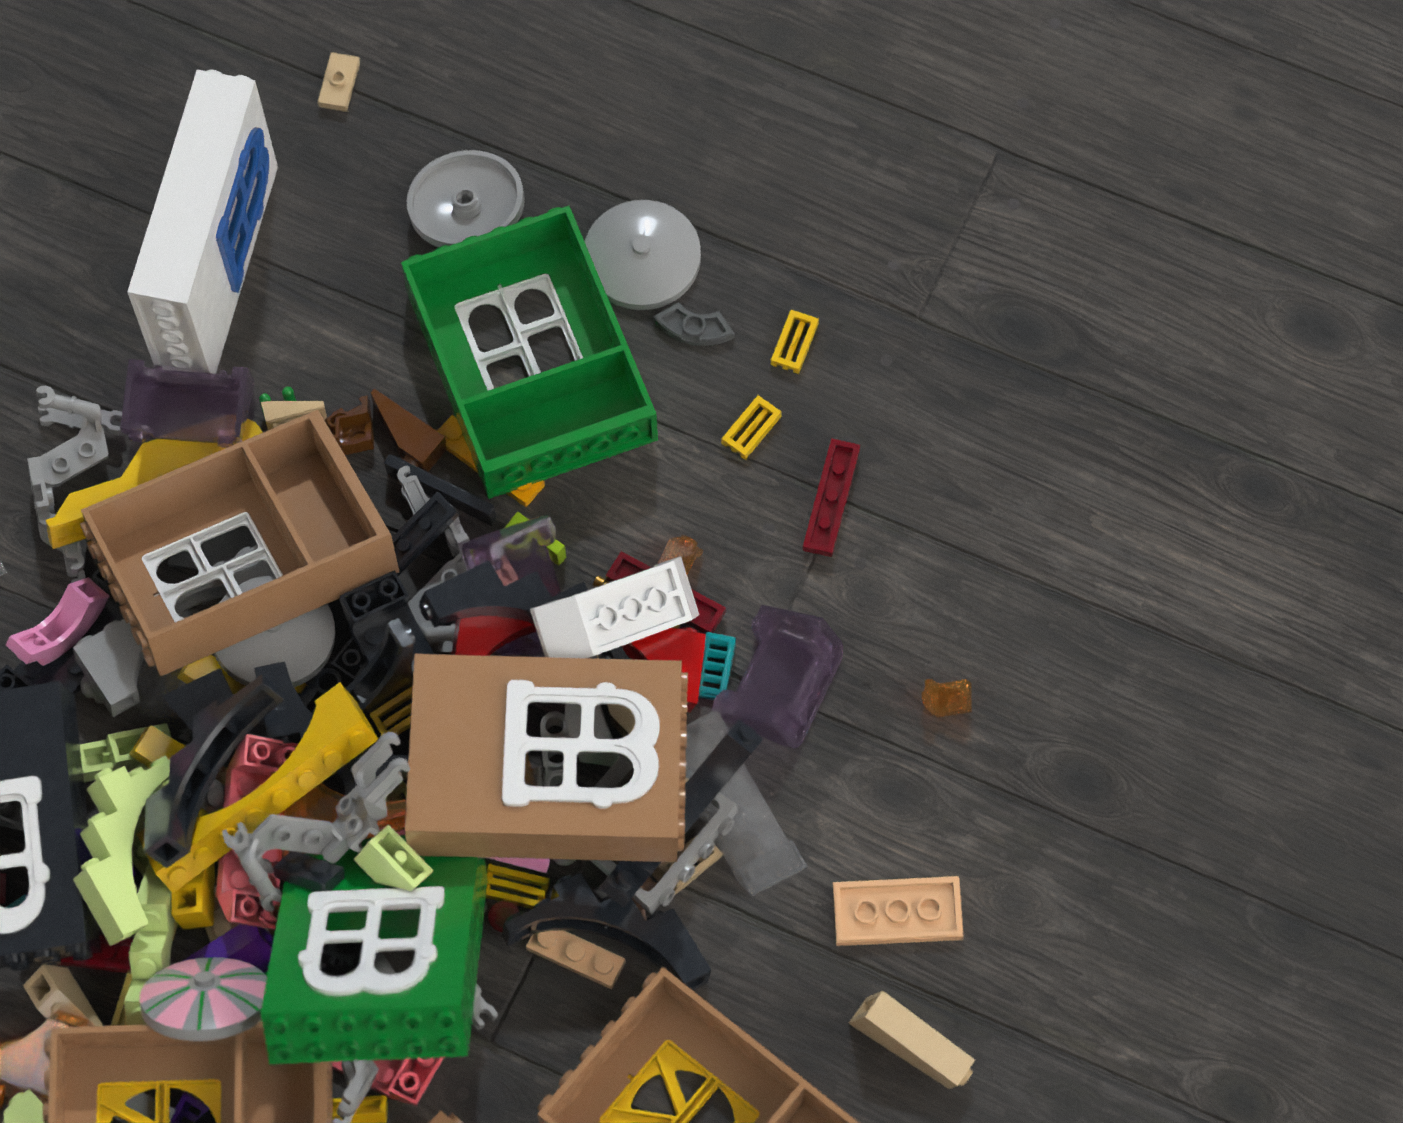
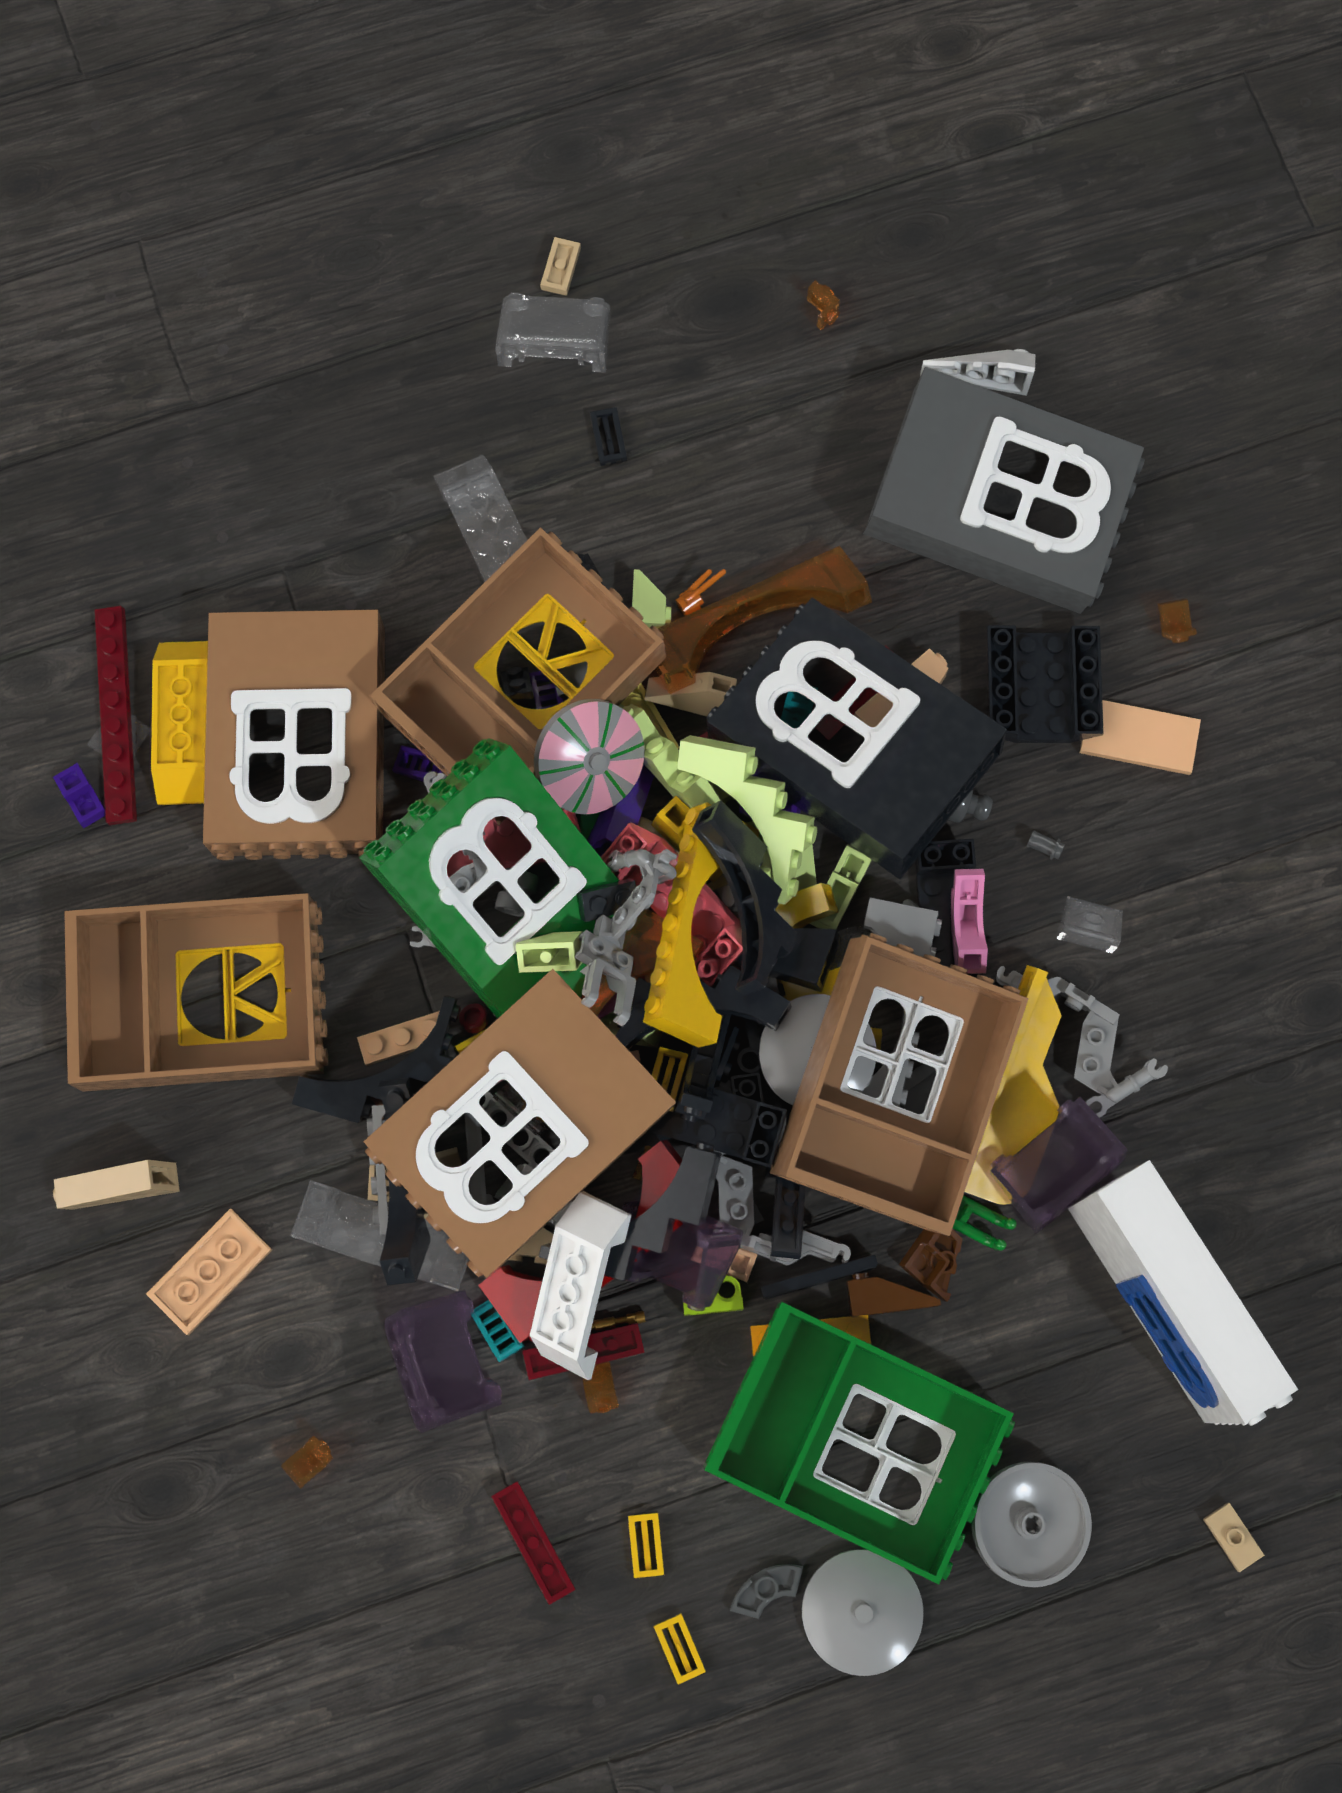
camera: 135 degrees right, 10 degrees up
(281, 412) = (984, 1222): tan slope -> none

